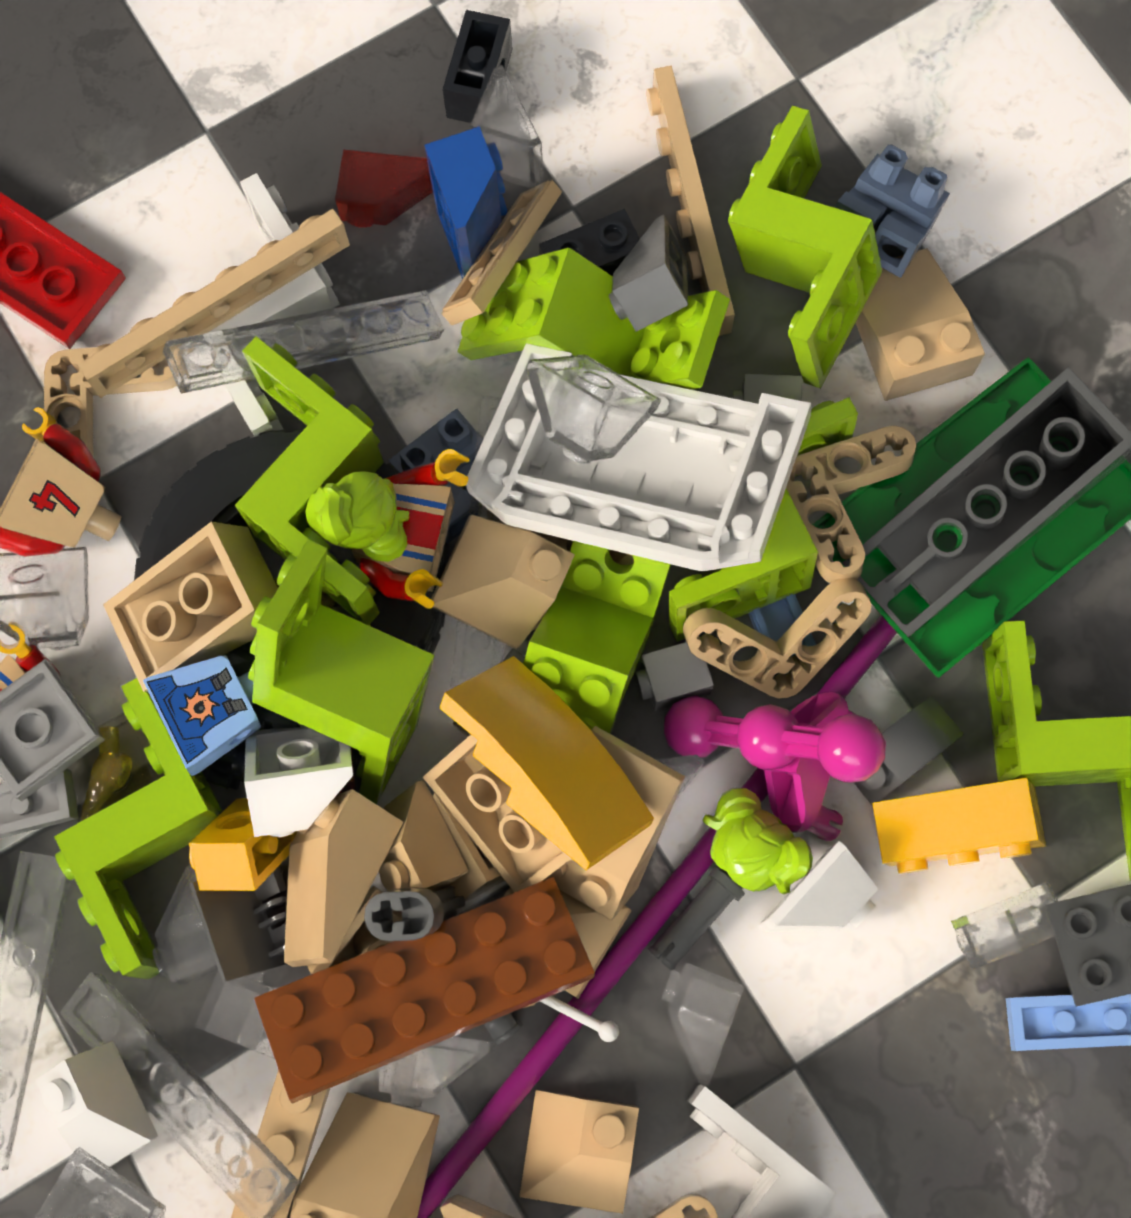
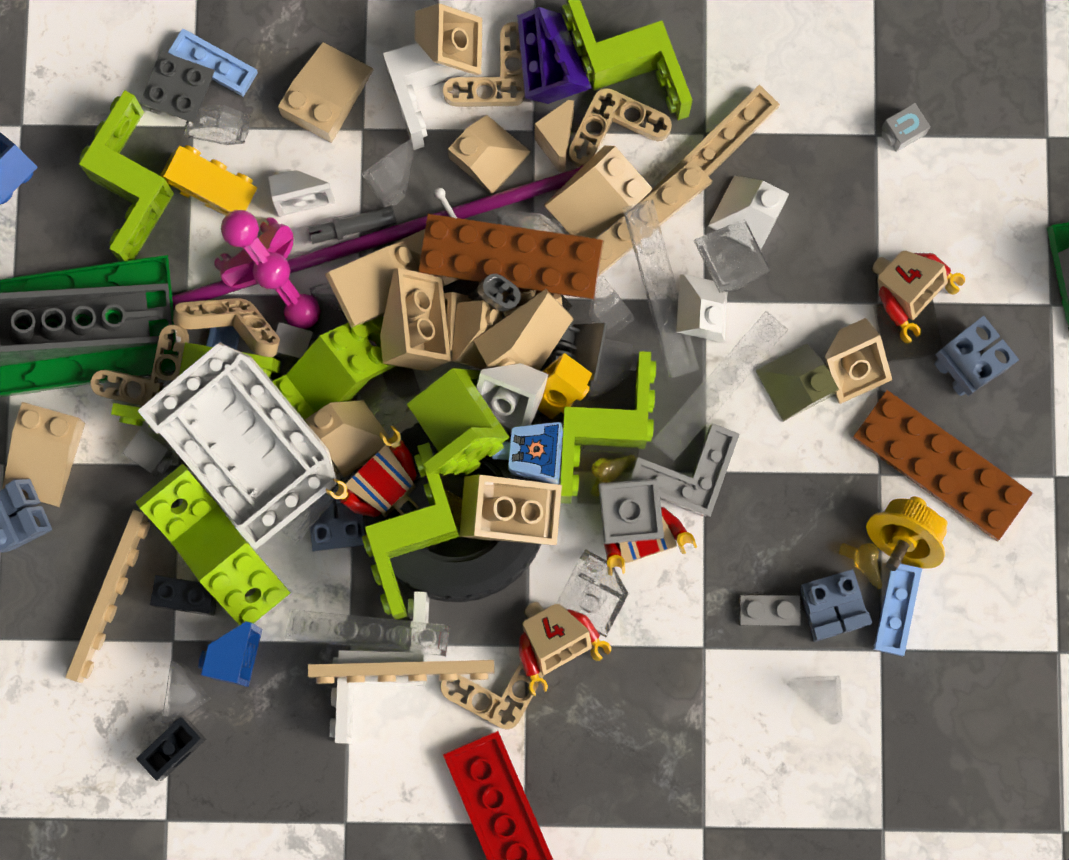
camera: 150 degrees left, 5 degrees up
(360, 515) = (400, 485): lime hair -> none
(379, 186) = (272, 715): clear red slope -> none
(501, 253) = (249, 608): tan tile -> none
(550, 760) = (384, 315): yellow slope -> none
(587, 406) = (246, 486): clear slope -> none
(651, 277) = (164, 547): dark grey slope -> none
(756, 844) = (312, 230): lime hair -> none
(805, 245) = (70, 521): lime bracket -> none
(890, 1089) = (324, 92): none -> tan slope
(909, 747) = (201, 235): dark grey brick -> none

